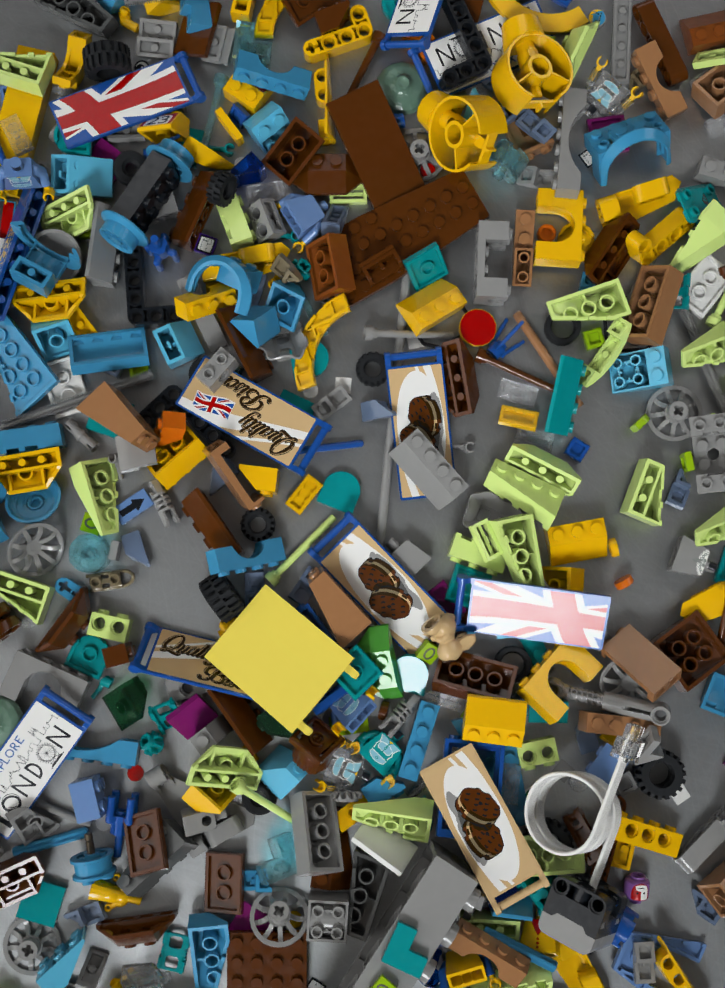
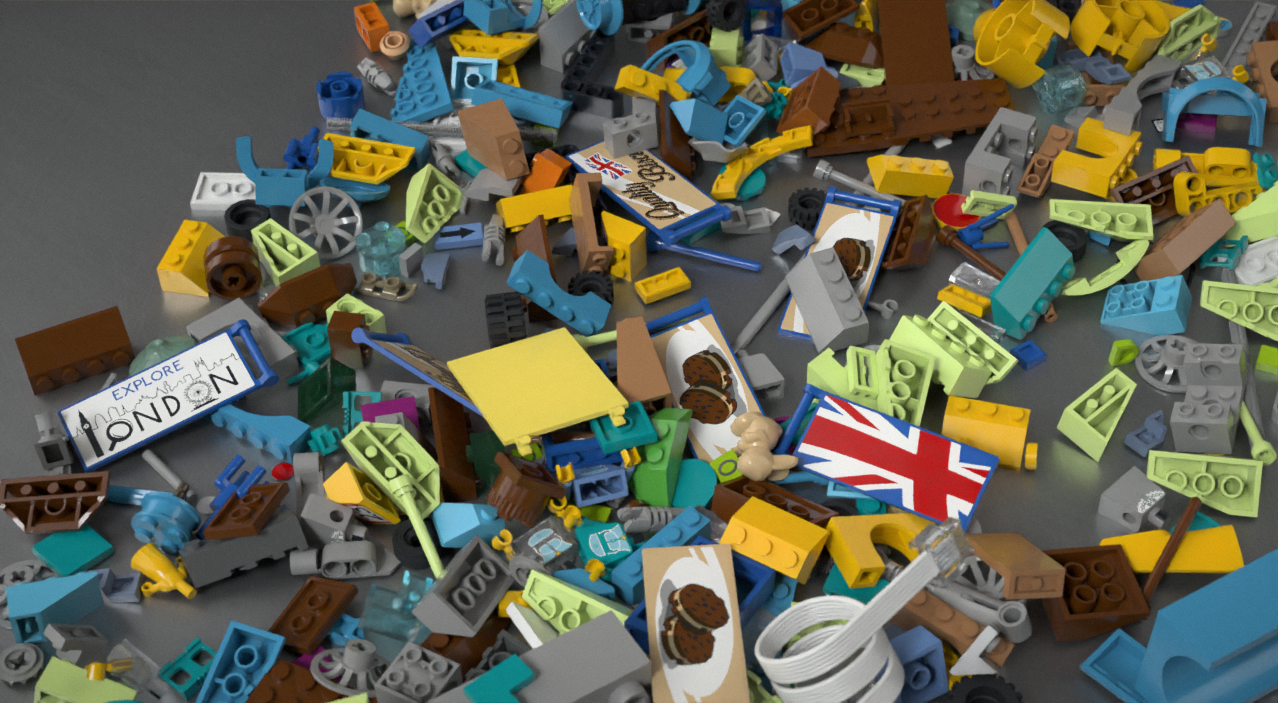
camera: 30 degrees right, 40 degrees down
(30, 824) = (125, 459): light grey slope -> none
(88, 798) = (209, 453): medium blue brick -> none
(137, 928) = (170, 616): reddish brown wedge -> none
(161, 250) = (630, 41): blue plant -> none
(178, 343) = (593, 112): medium azure slope -> none
(340, 491) = (718, 292): teal tile -> none
(426, 266) = (920, 138): teal tile -> none
(500, 317) = (987, 203): none -> yellowish green tile
(593, 338) = (1096, 264): lime tile -> none
(624, 582) = (1030, 495): orange tile -> none
(687, 461) = (1172, 396): lime tile -> none

